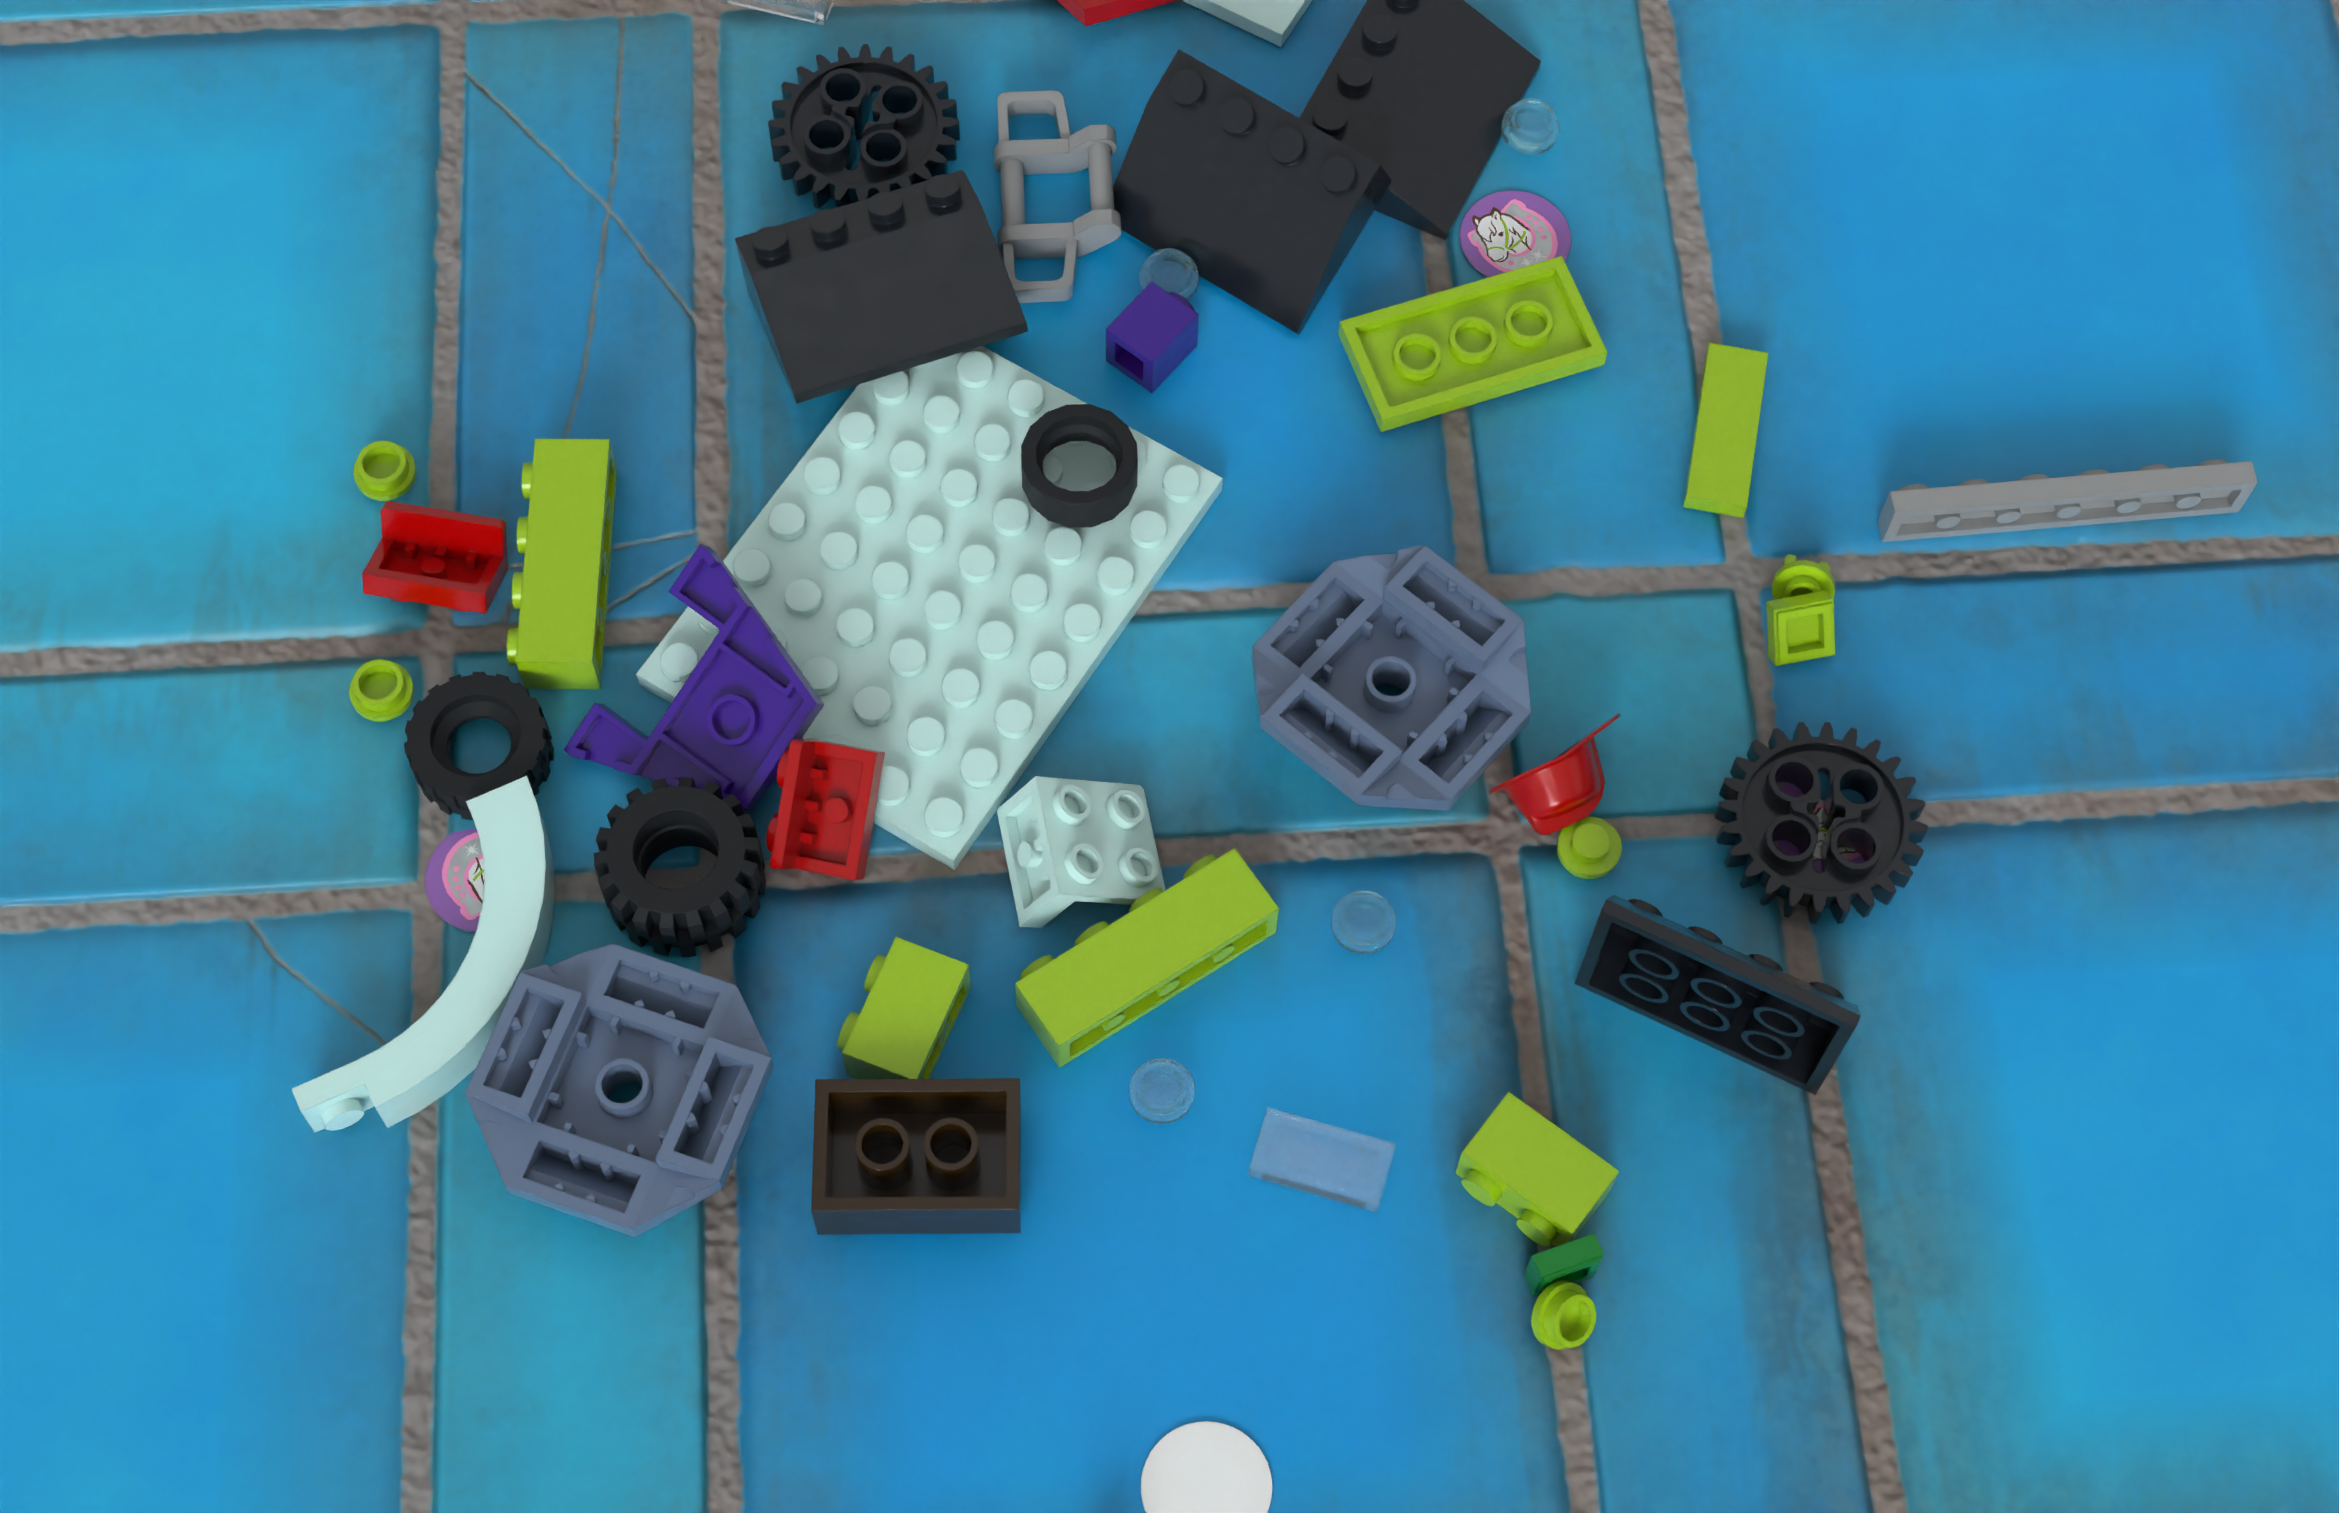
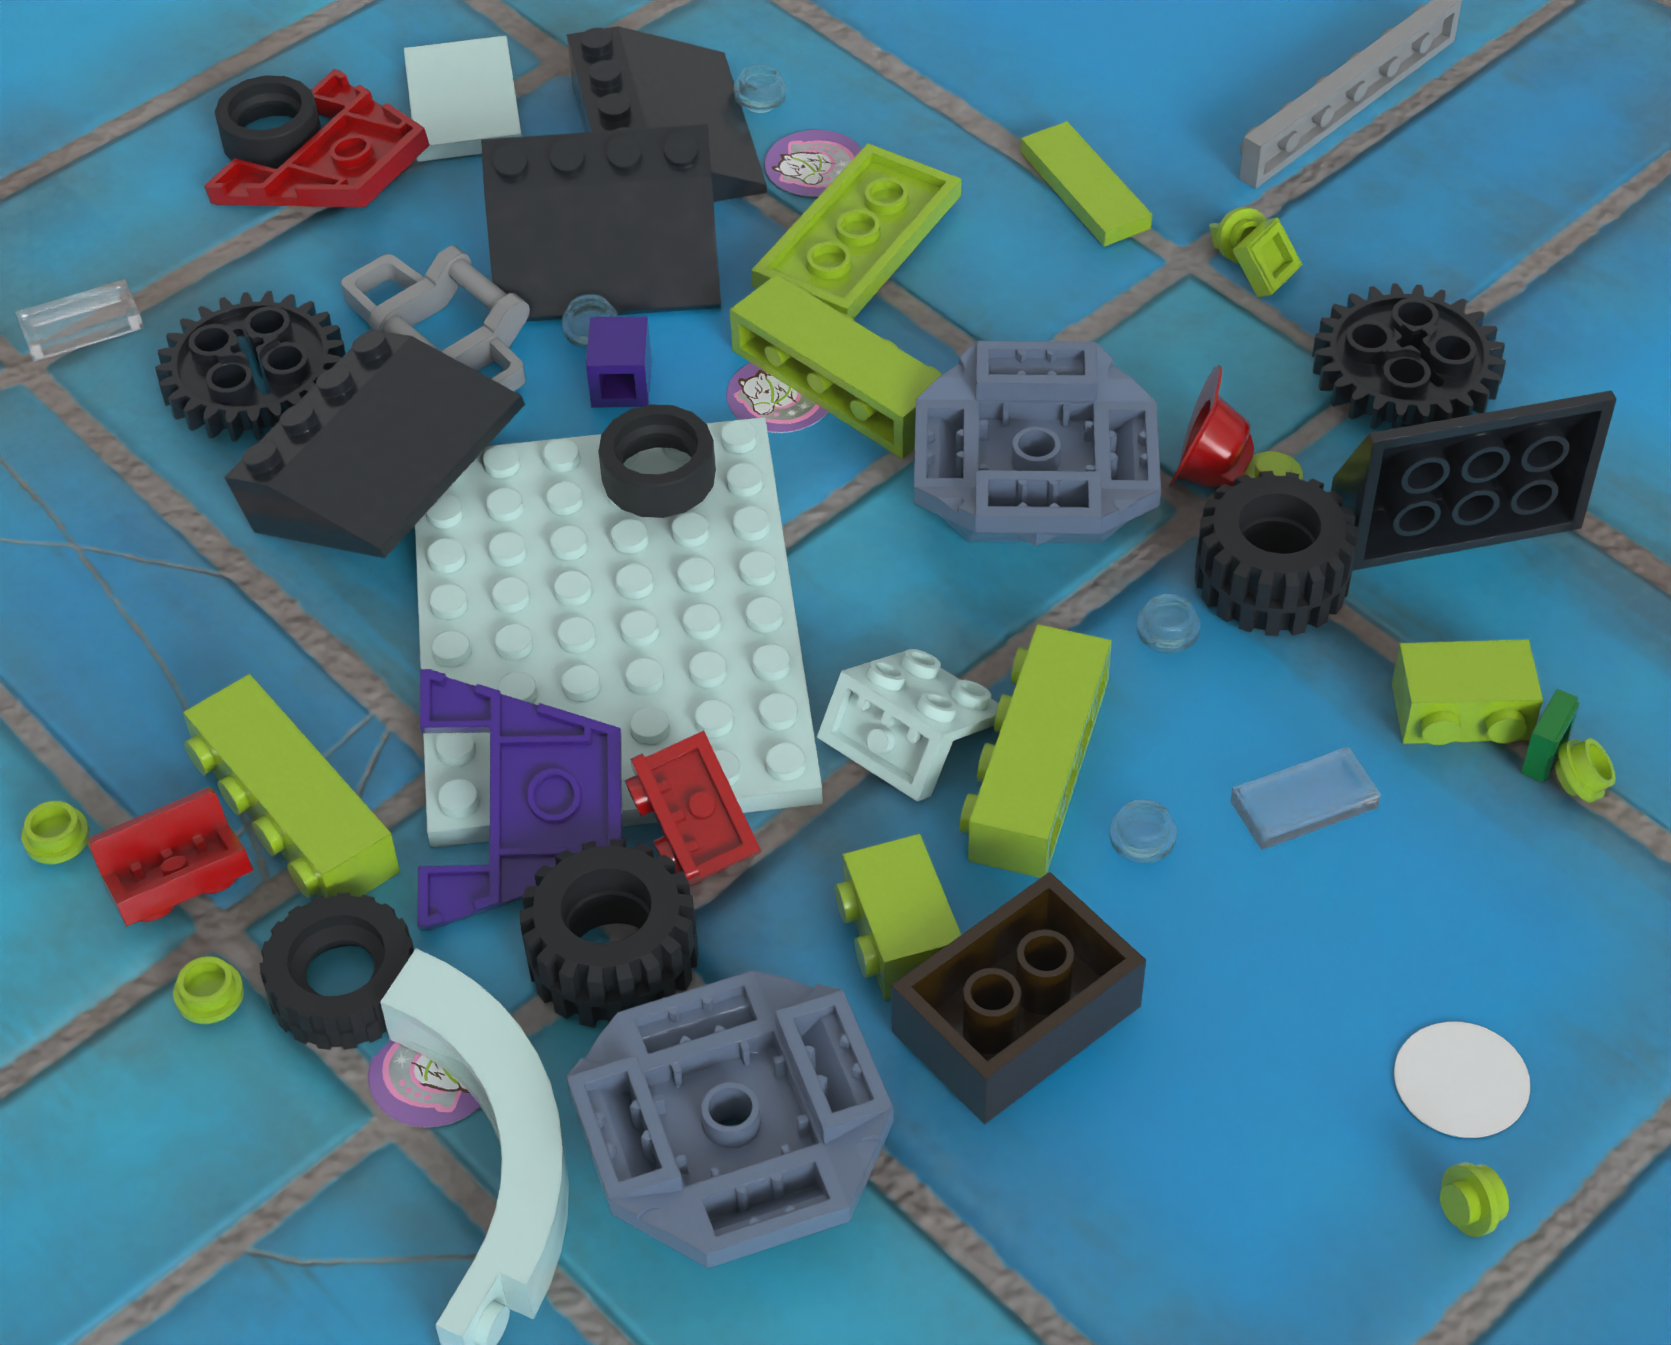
camera: 35 degrees left, 15 degrees down
(1270, 458) = (759, 395): none -> sticker
(1326, 458) = (832, 361): none -> lime brick
(1514, 879) = (1270, 588): none -> black tyre

